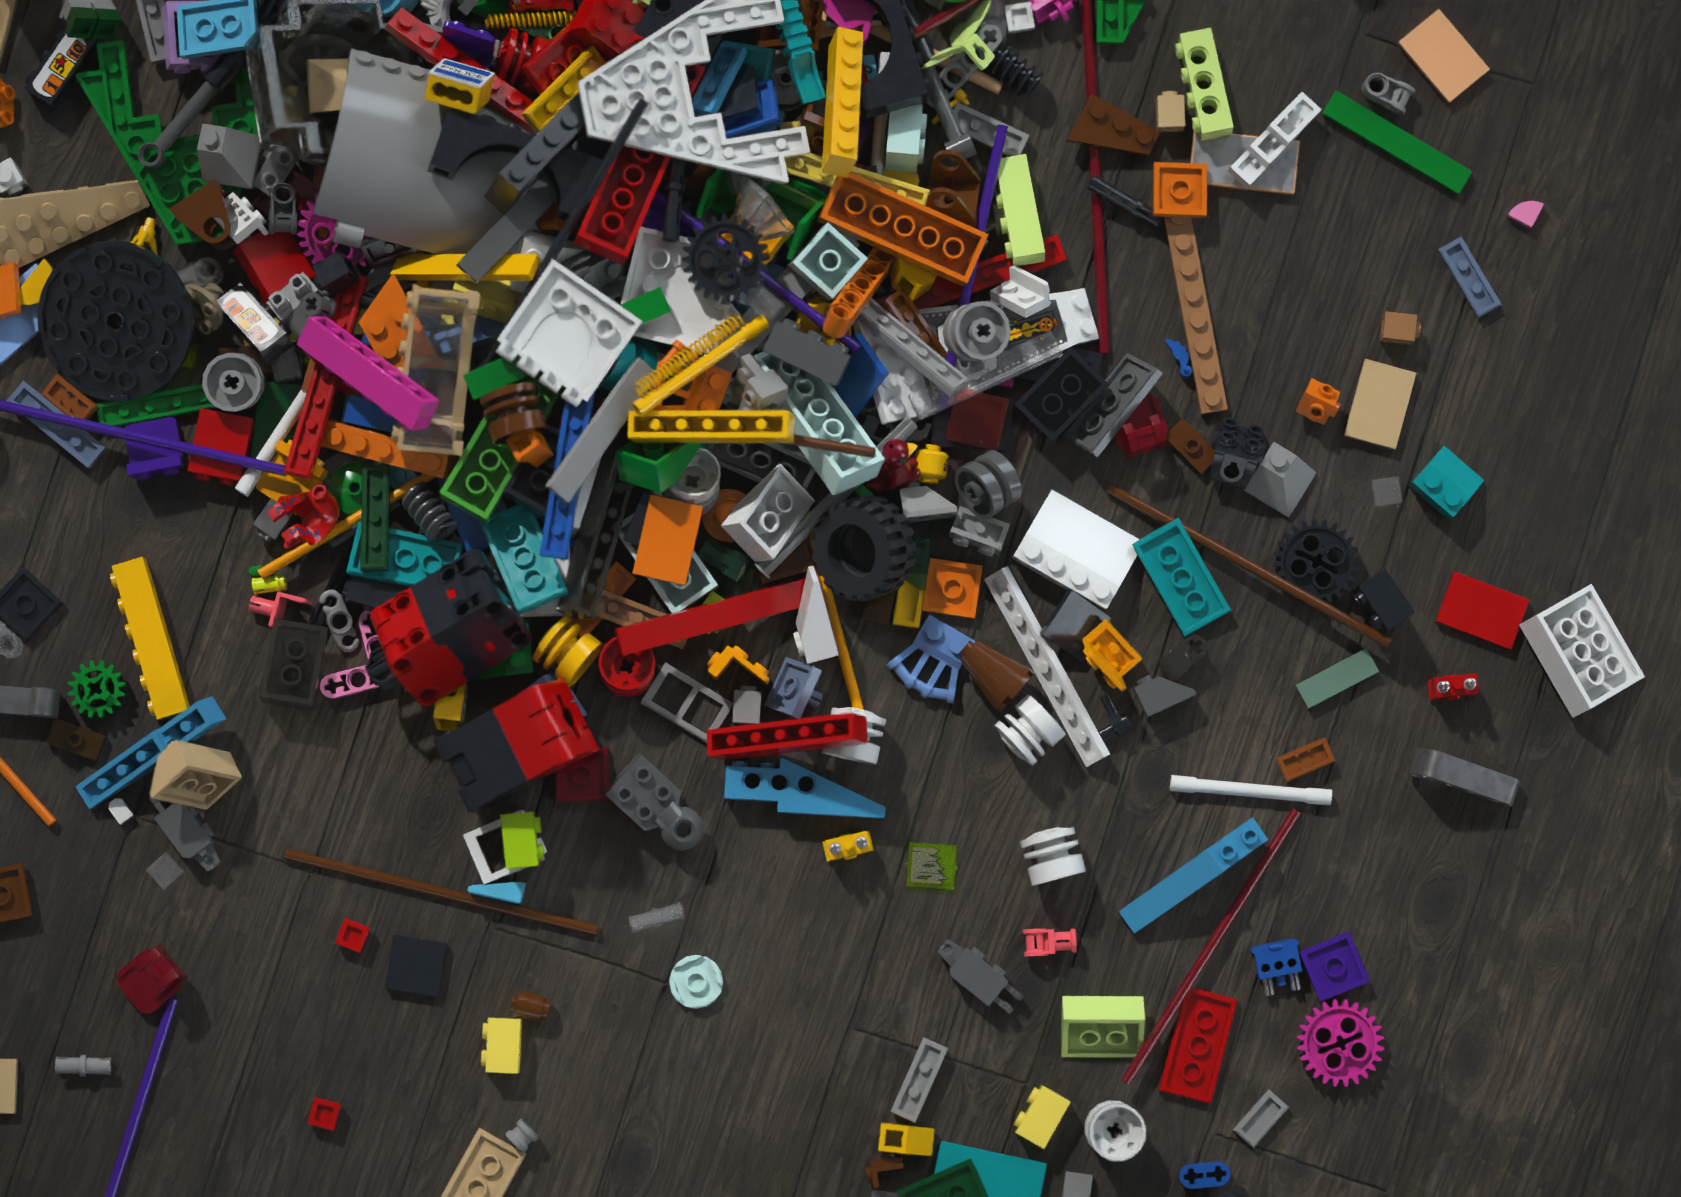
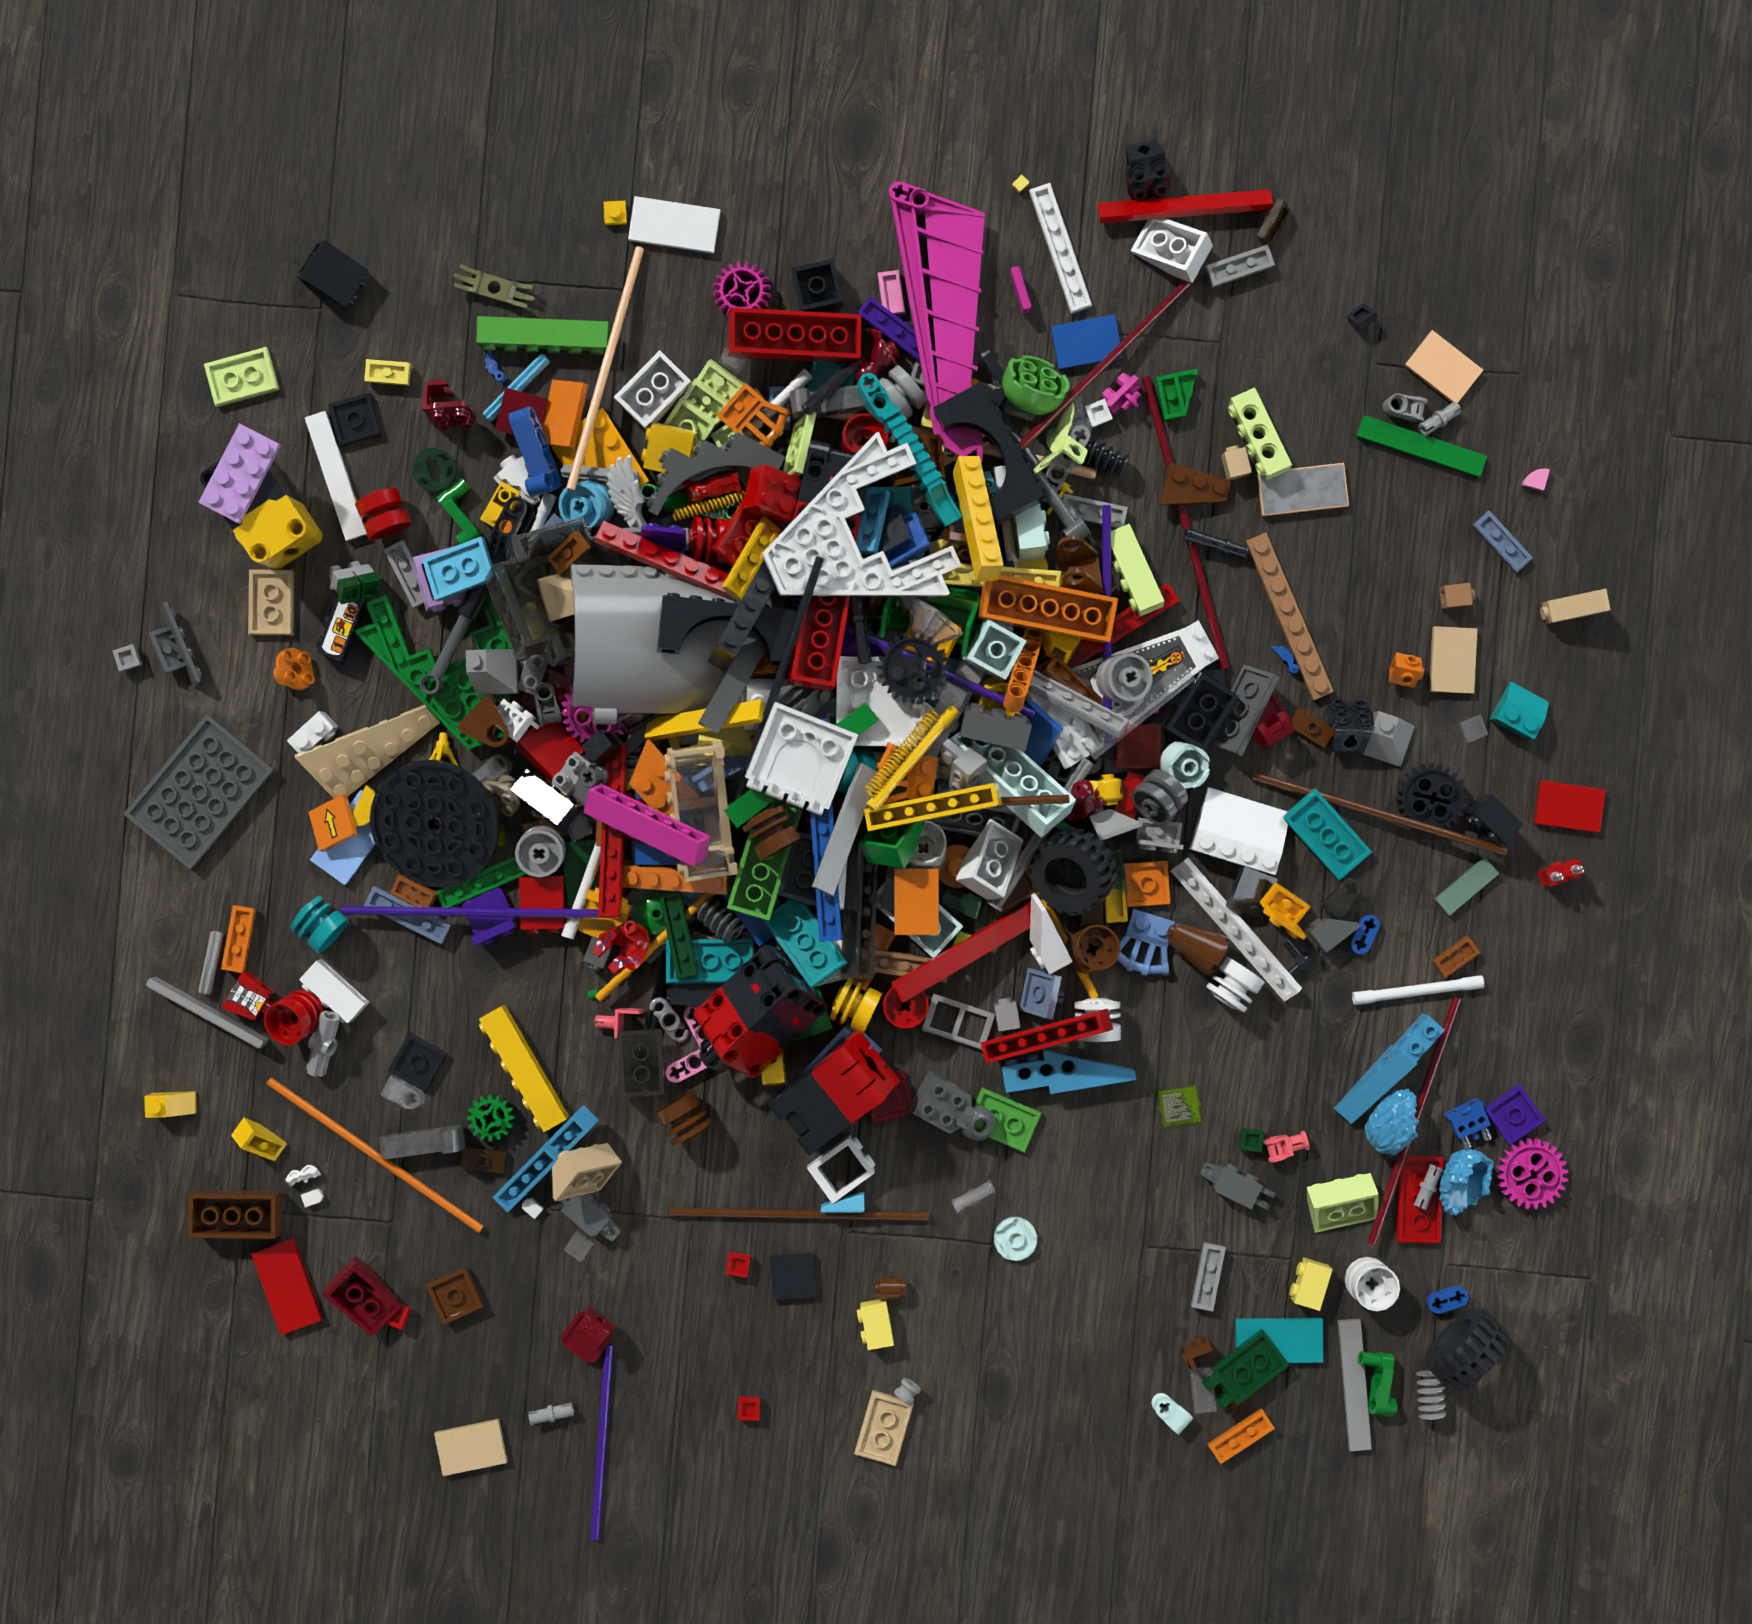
camera: 10 degrees left, 5 degrees up
(269, 584) = (607, 1003): neon yellow pin -> none
(328, 740) = (683, 1118): none -> reddish brown wheel
(352, 35) = (568, 552): none -> dark orange plate
(459, 86) = (666, 577): yellow piece -> none
(521, 840) = (854, 1164): lime brick -> none
(529, 446) = (791, 857): orange brick -> none
(720, 662) = (978, 986): light orange bracket -> none
(725, 837) = (1013, 1120): none -> bright green tile
(847, 846) = (1111, 1106): yellow piece -> none
(877, 639) = (1103, 946): none -> reddish brown wheel
(906, 1139) = (1207, 1326): yellow slope -> none
(947, 486) = (1125, 805): none -> red plate
(1008, 924) = (1251, 1139): none -> dark green plate
(1023, 293) = (1152, 637): white bracket -> none
(1041, 451) = (1185, 763): none -> light aqua brick
(1052, 855) = (1274, 1076): white wheel -> none
(1179, 190) = (1258, 524): orange tile -> none
(1181, 940) = (1393, 1123): none -> dark azure hair
(1196, 704) = (1368, 936): none -> blue beam
(1209, 1029) = (1428, 1187): none -> light grey pin
(1255, 1031) = (1465, 1180): none -> dark azure hair
(1260, 1118) = (1481, 1245): light grey tile -> none
(1274, 140) = (1325, 467): white slope -> none
(1425, 114) = (1440, 418): none -> light grey pin
(1464, 775) = (1584, 942): flat silver beam -> none
(1536, 372) = (1575, 606): none -> tan slope
(1582, 651) = (1656, 821): white slope -> none

